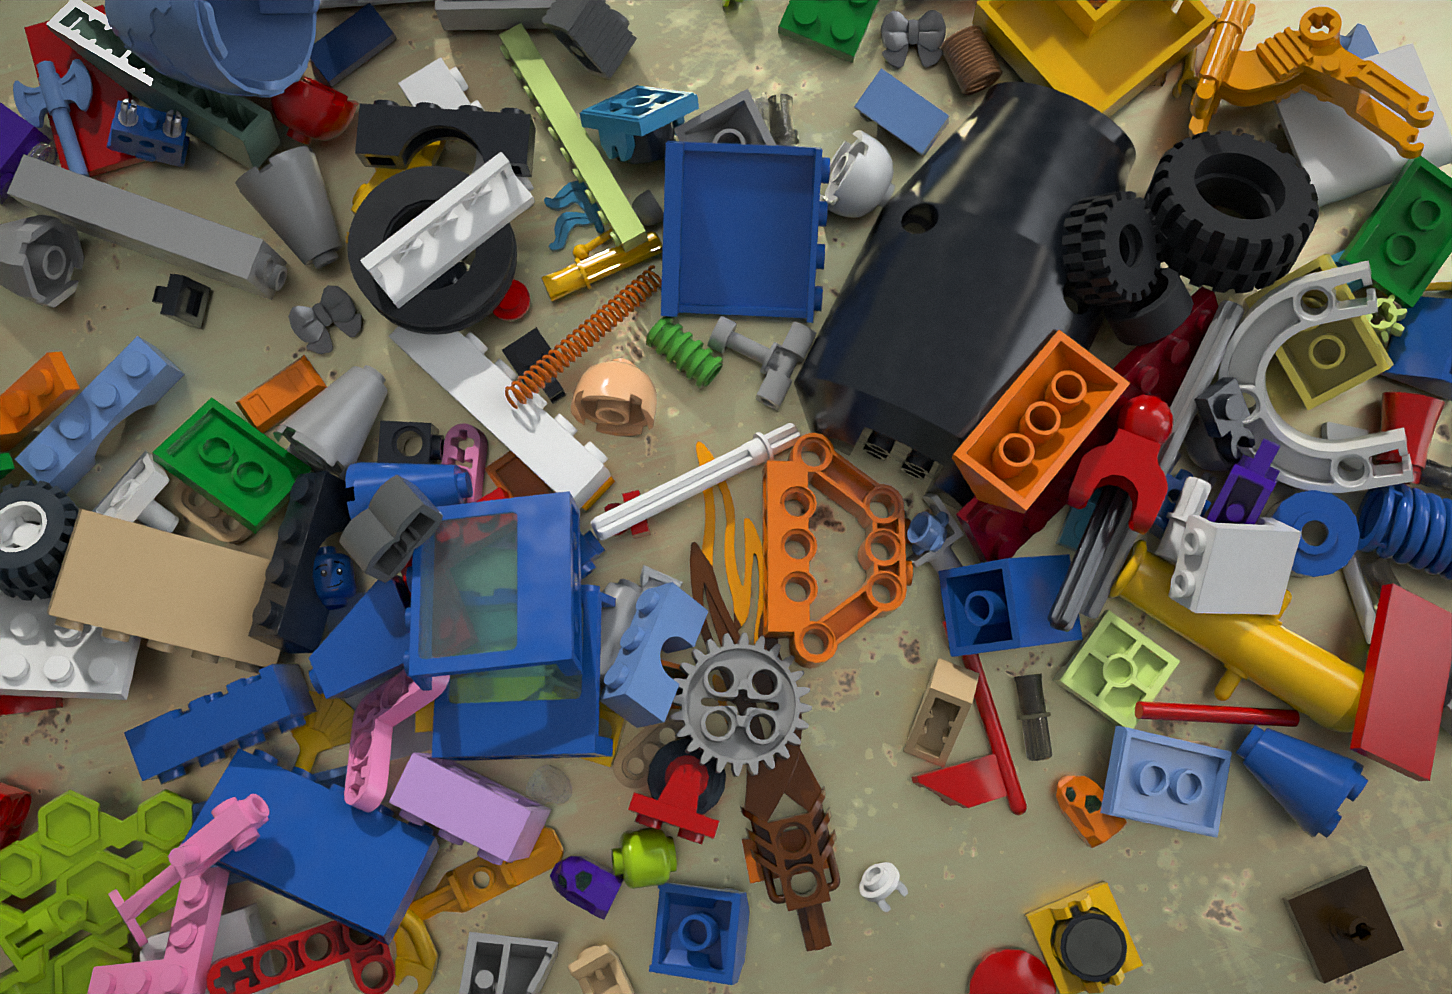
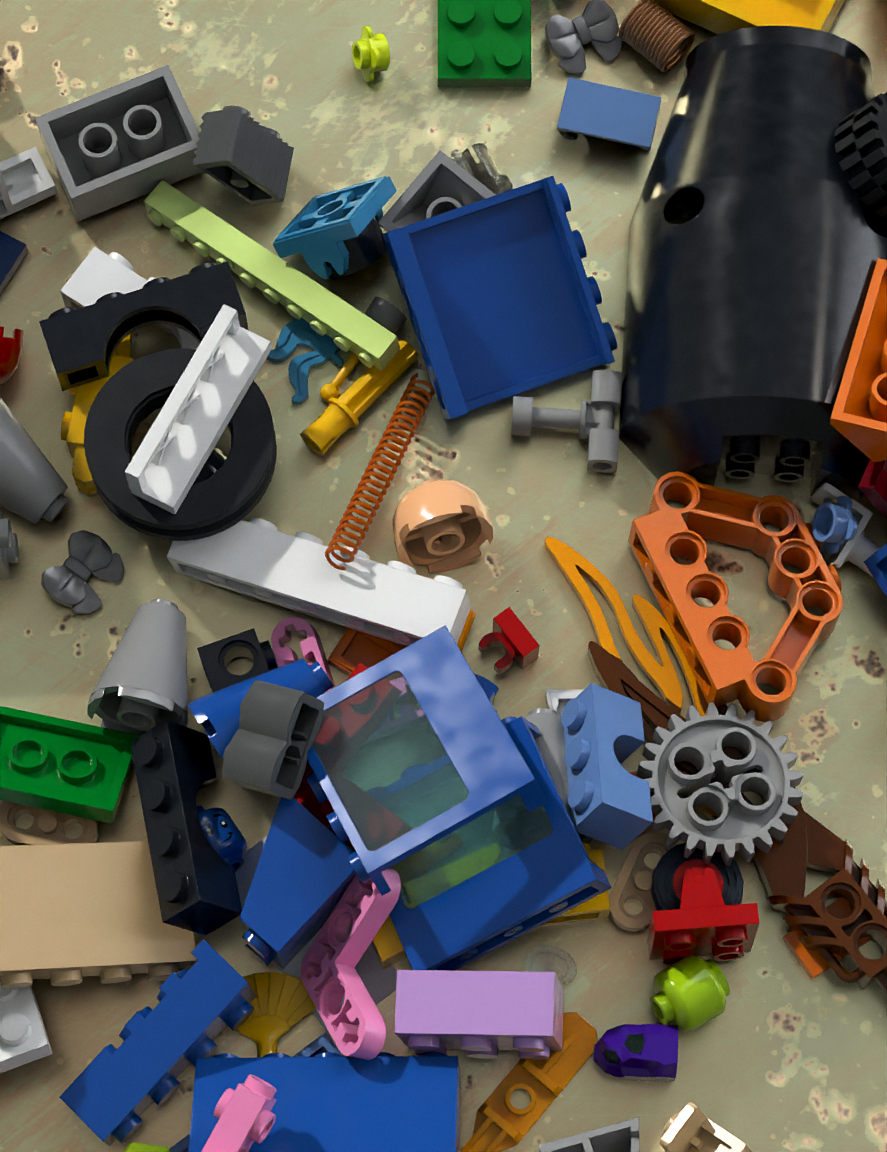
camera: 25 degrees left, 10 degrees down
(281, 395) = (67, 673): orange tile -> none
(514, 304) = (285, 474): red plate -> none
(525, 353) = (322, 518): black plate -> none
(684, 351) = (489, 449): bright green piece -> none
(695, 481) = (607, 528): white axle -> none
(700, 933) = (784, 1047): blue slope -> none
(859, 177) = (598, 194): white cylinder -> none

